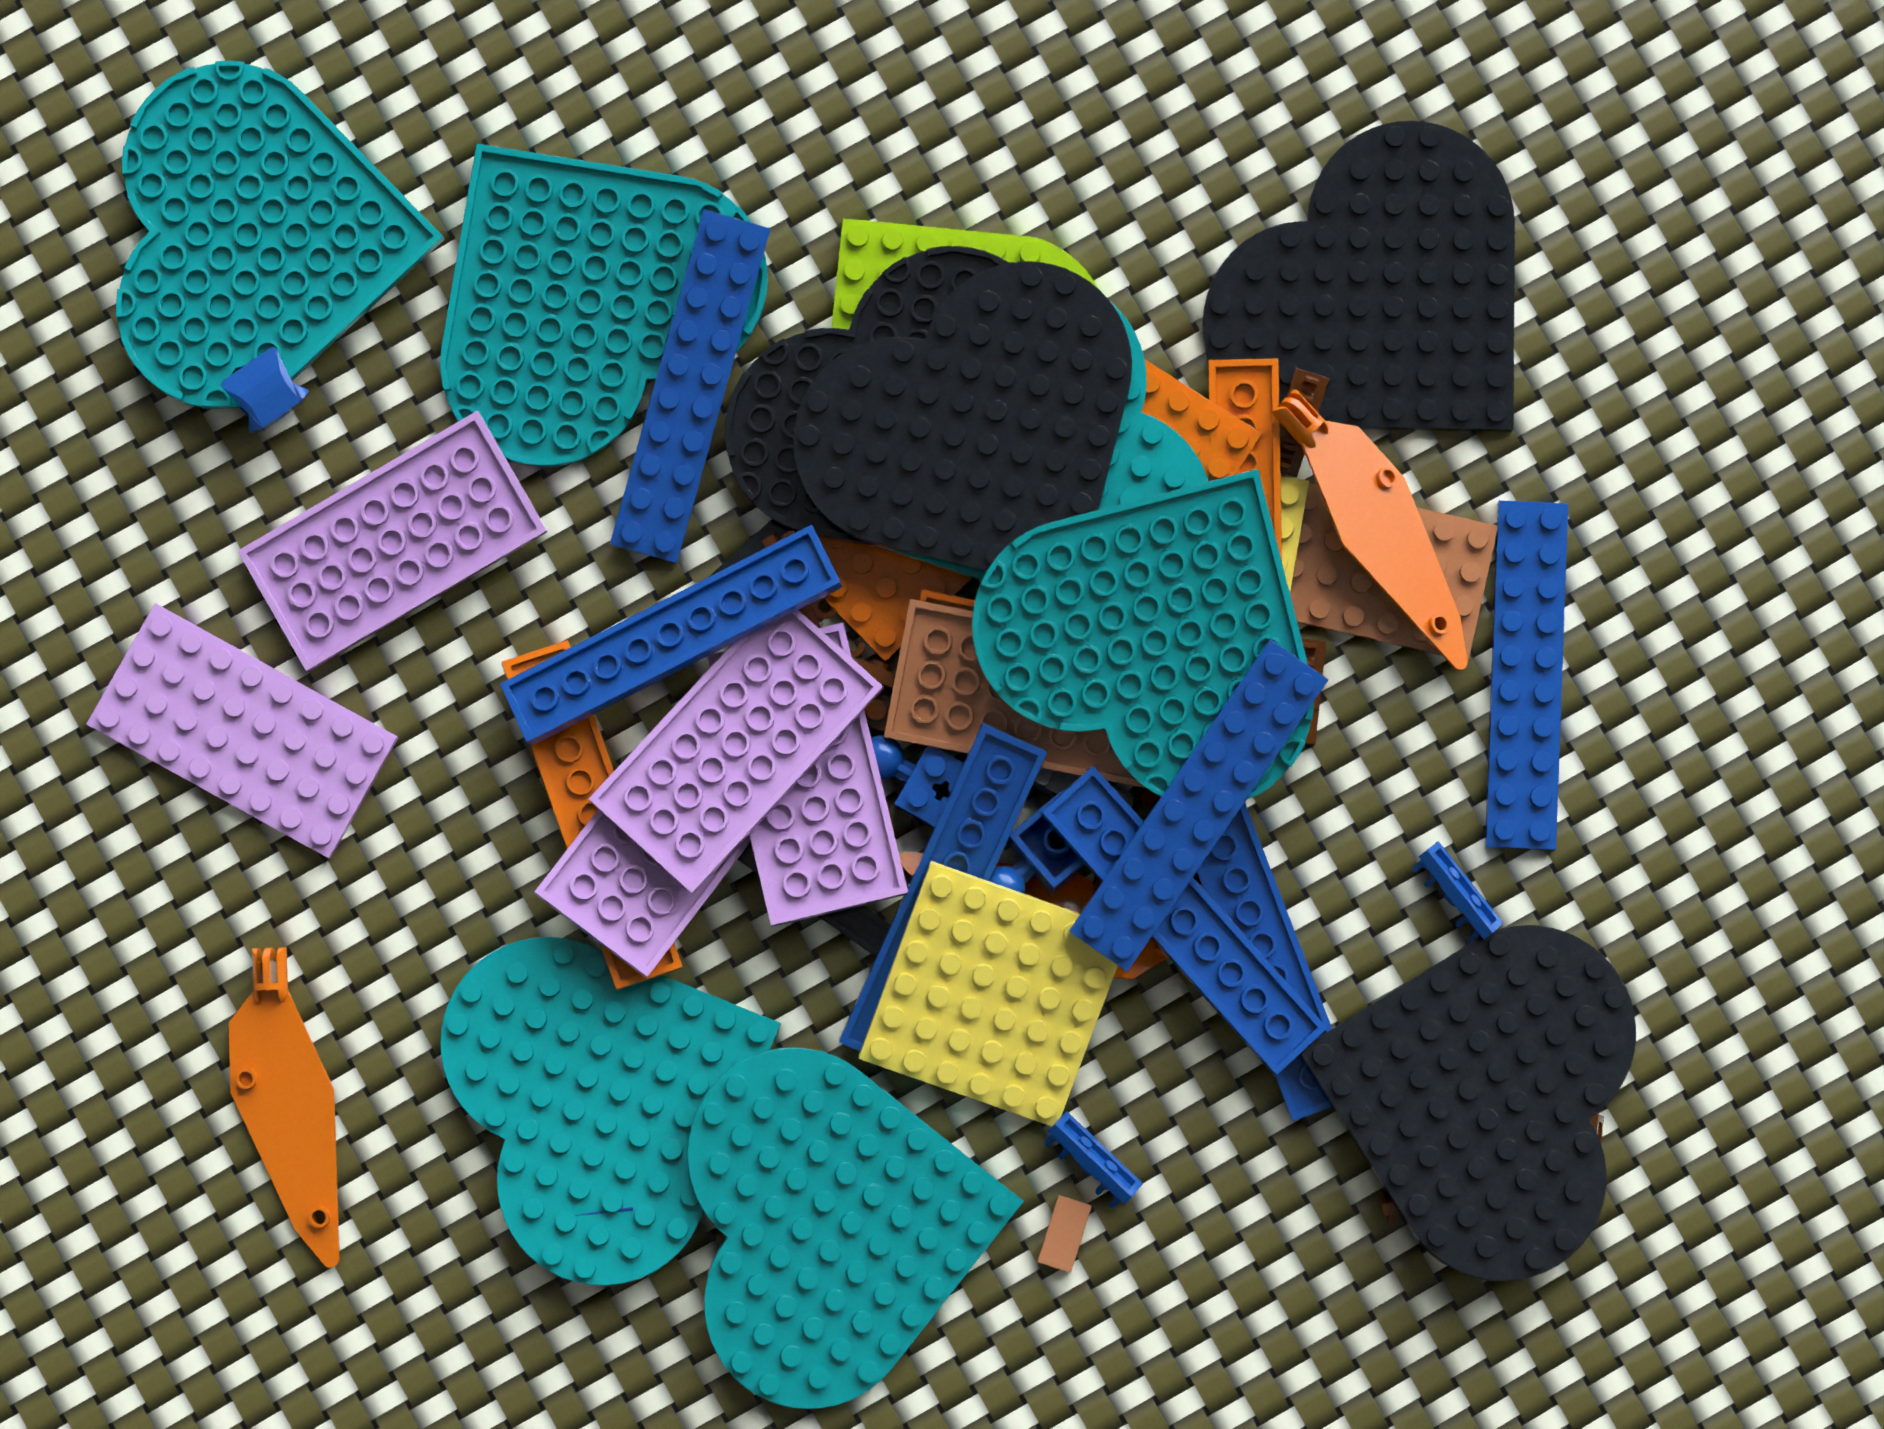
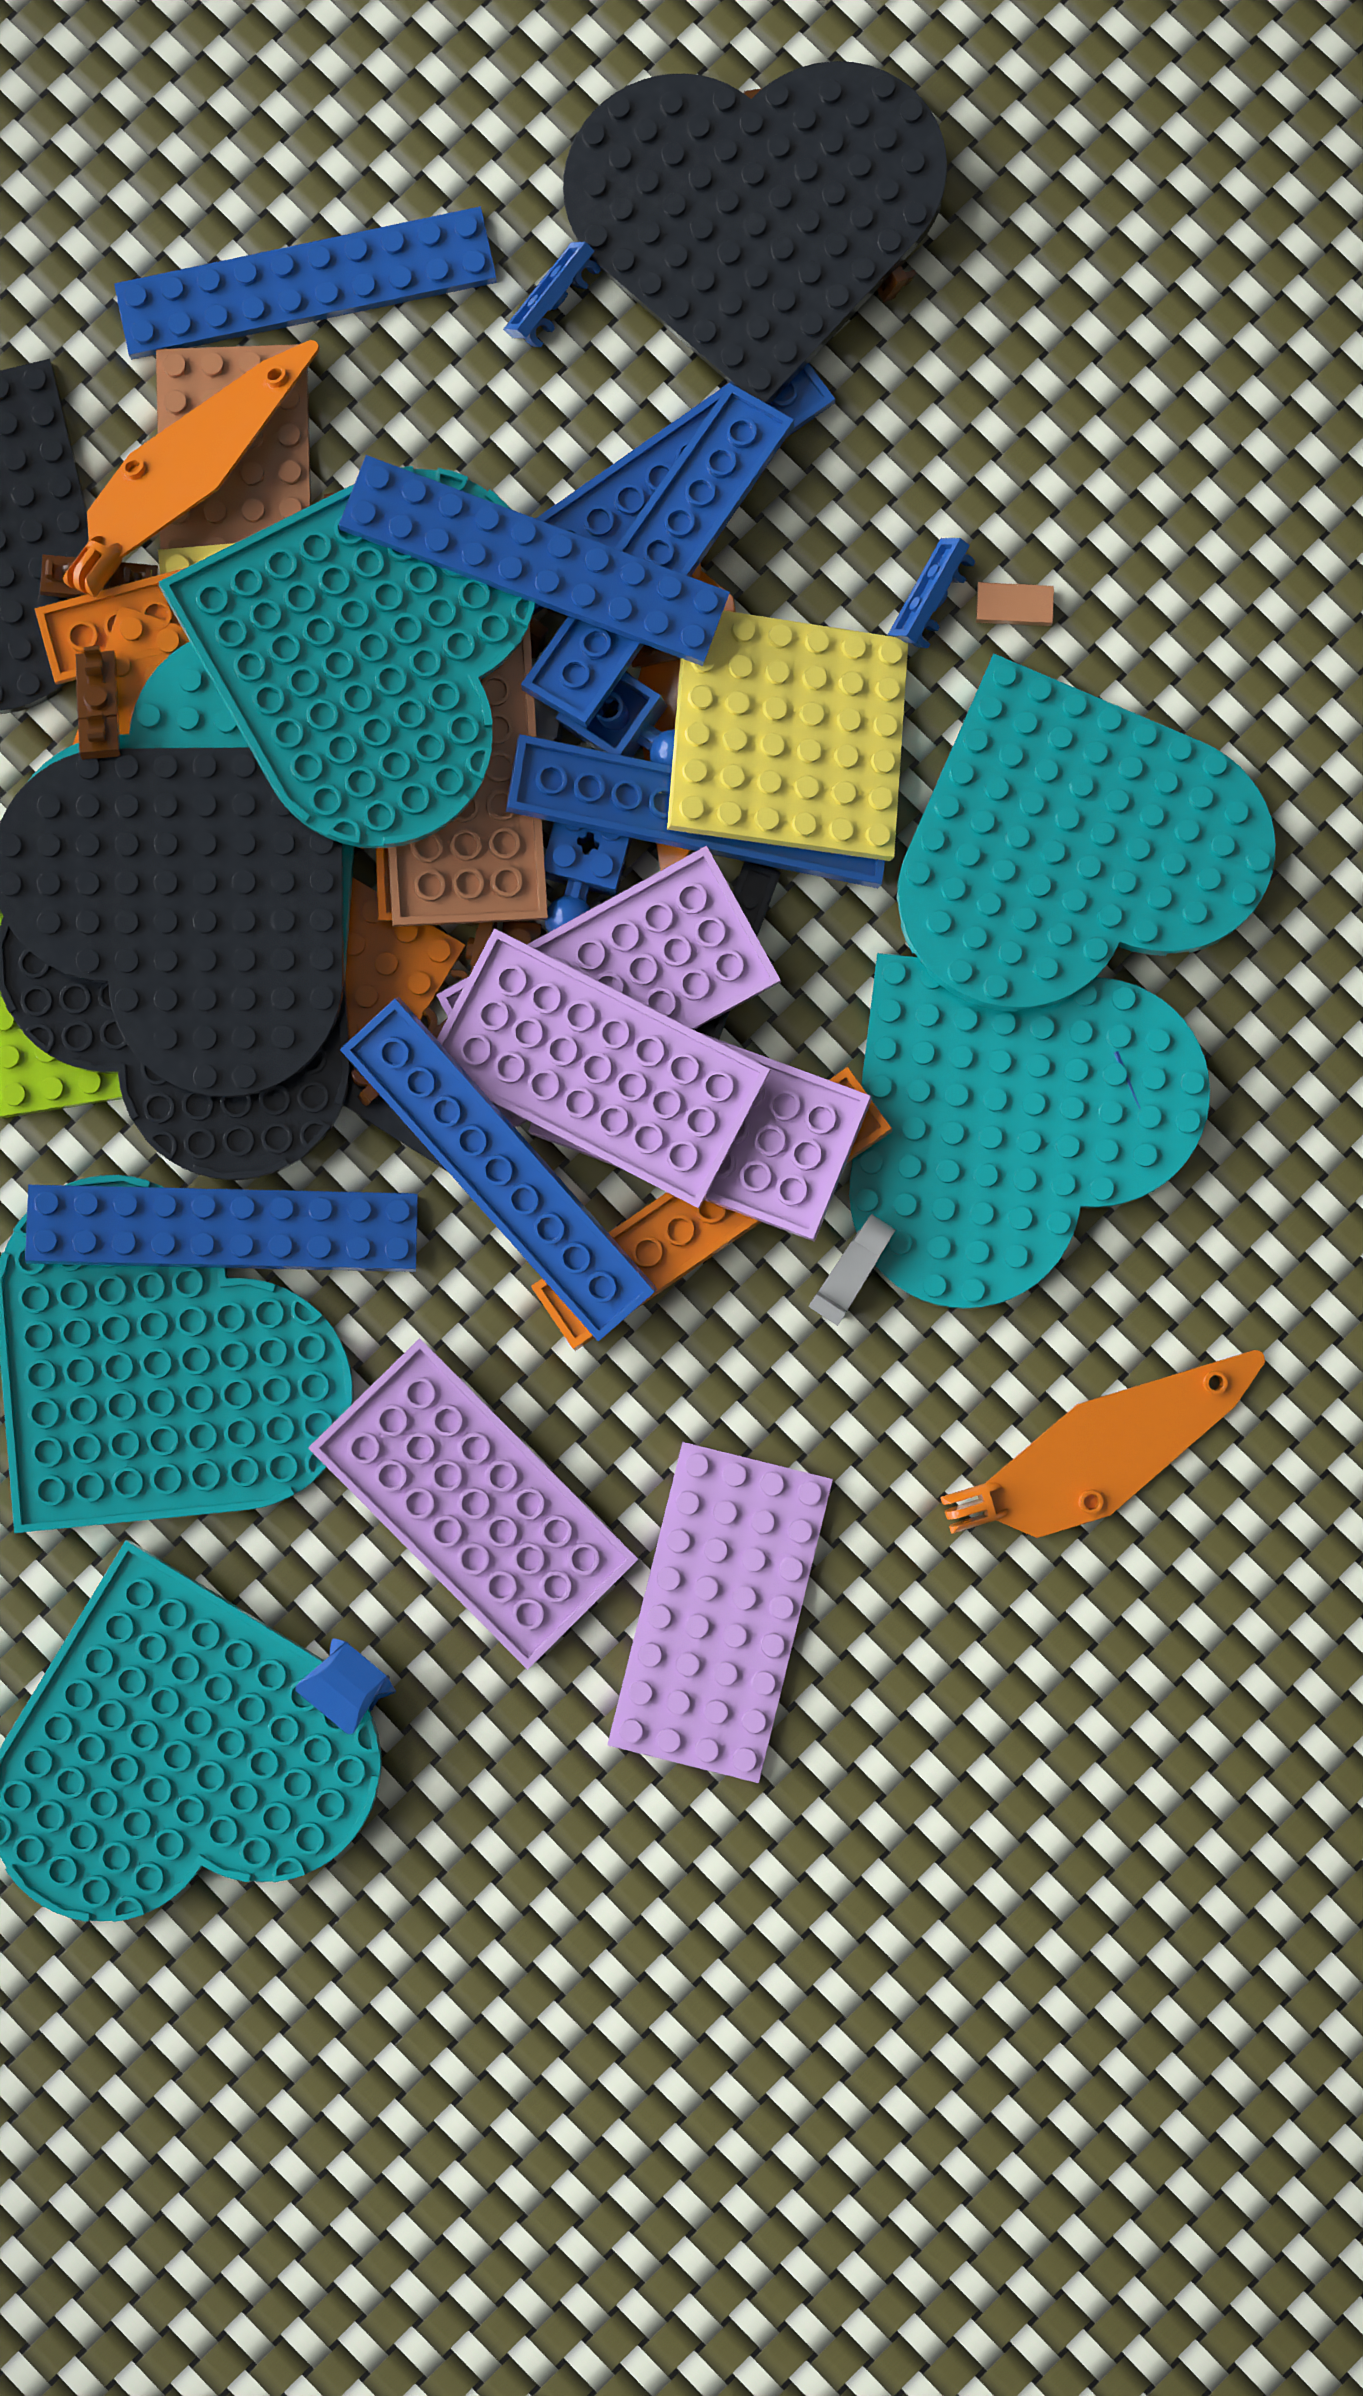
camera: 105 degrees left, 0 degrees up
(503, 922) = (852, 1270): none -> light grey leg
(1171, 391) = (97, 703): none -> reddish brown plate

